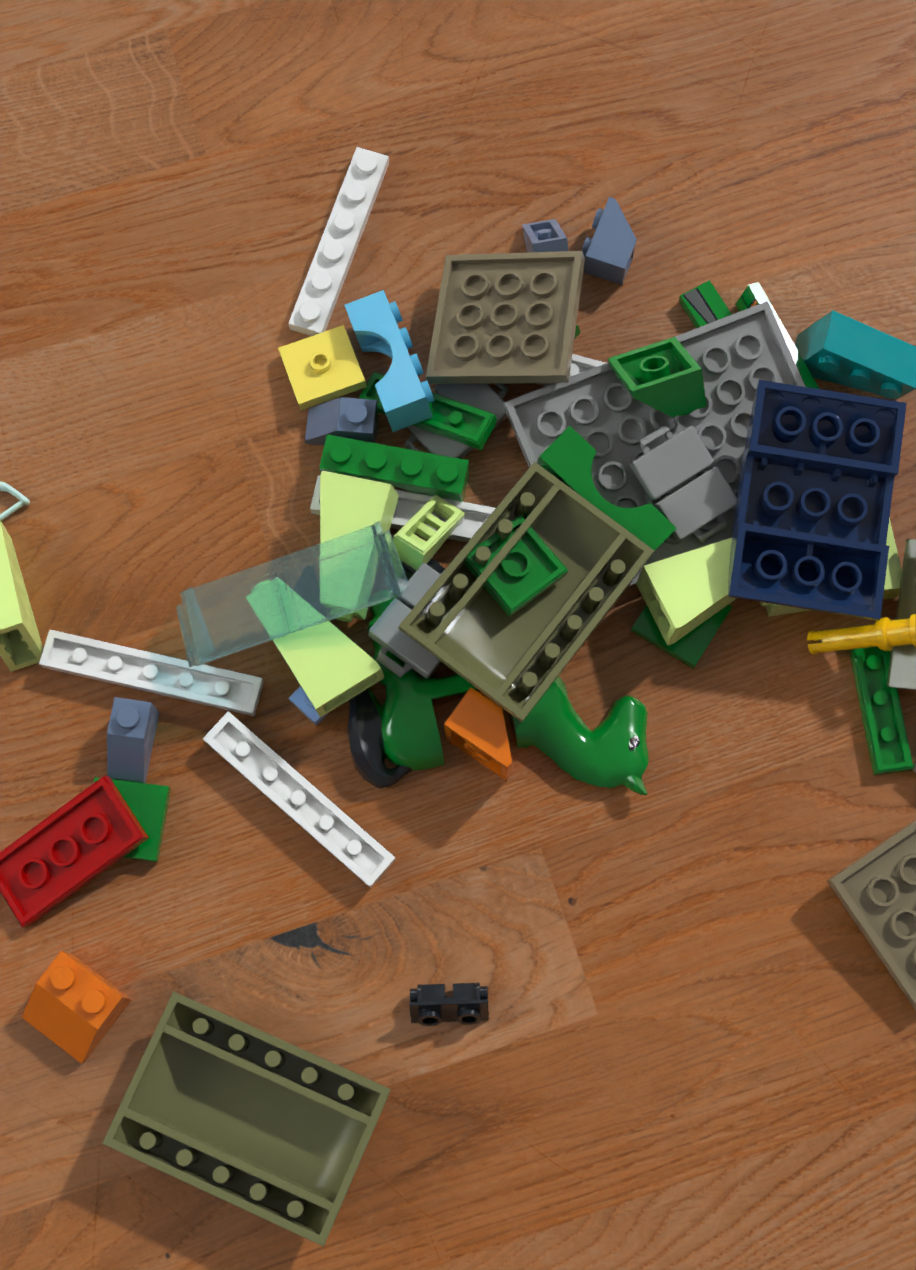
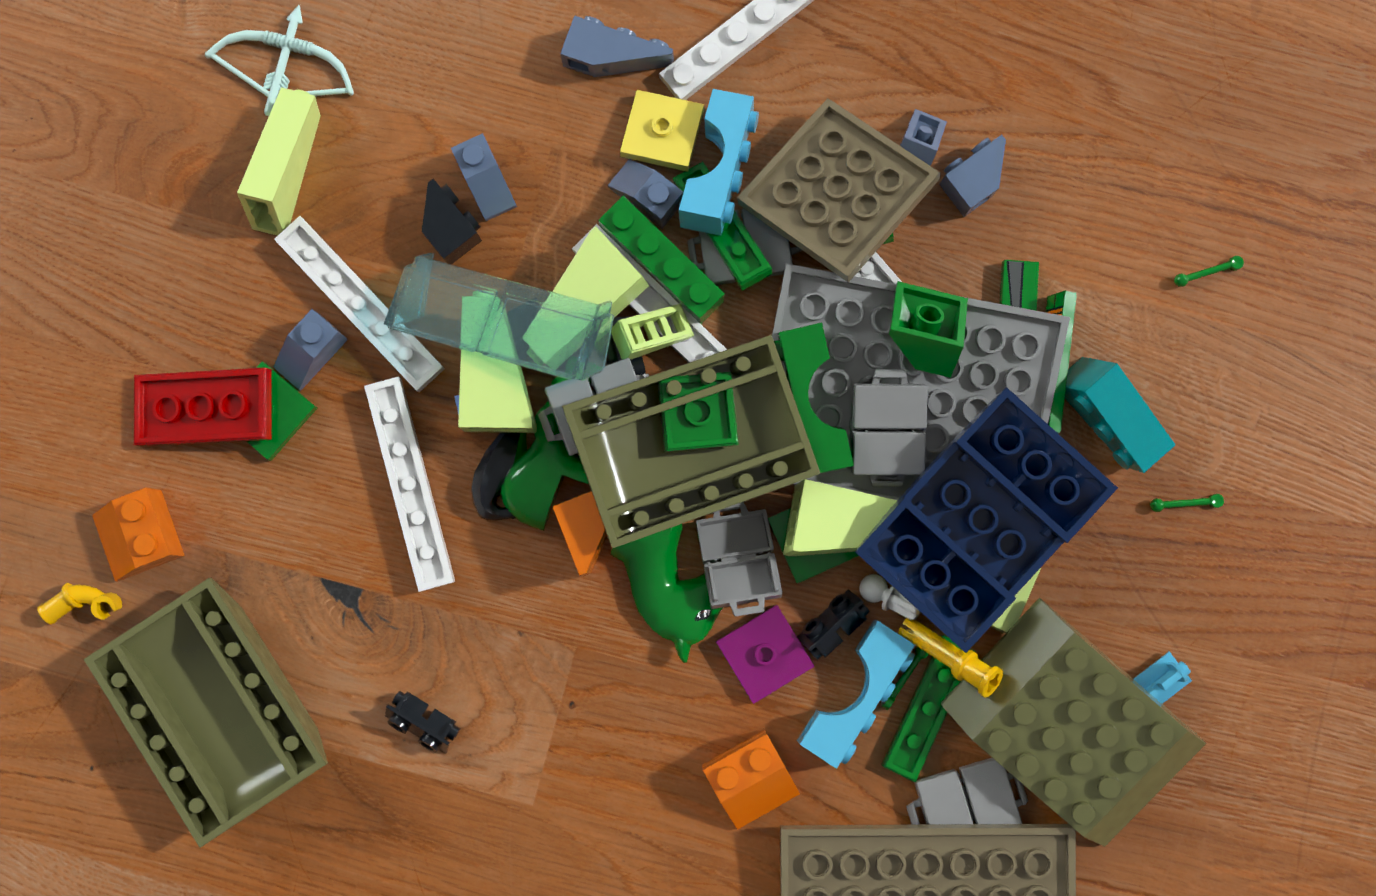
camera: 30 degrees right, 10 degrees up
(52, 1101) = (78, 596): none -> yellow piece
(188, 557) = (446, 226): none -> black slope
(192, 497) = (483, 177): none -> sand blue slope
(230, 332) = (608, 51): none -> sand blue slope
(631, 676) = (739, 559): none -> light grey piece
(709, 744) = (765, 654): none -> magenta plate
(752, 664) = (820, 633): none -> black hinge
(764, 629) = (875, 589): none -> white axle
(773, 858) = (750, 779): none -> orange slope
(810, 679) = (833, 733): none -> medium azure arch
(840, 657) = (919, 654): none -> green hinge
(864, 188) = (1233, 263): none -> green hinge

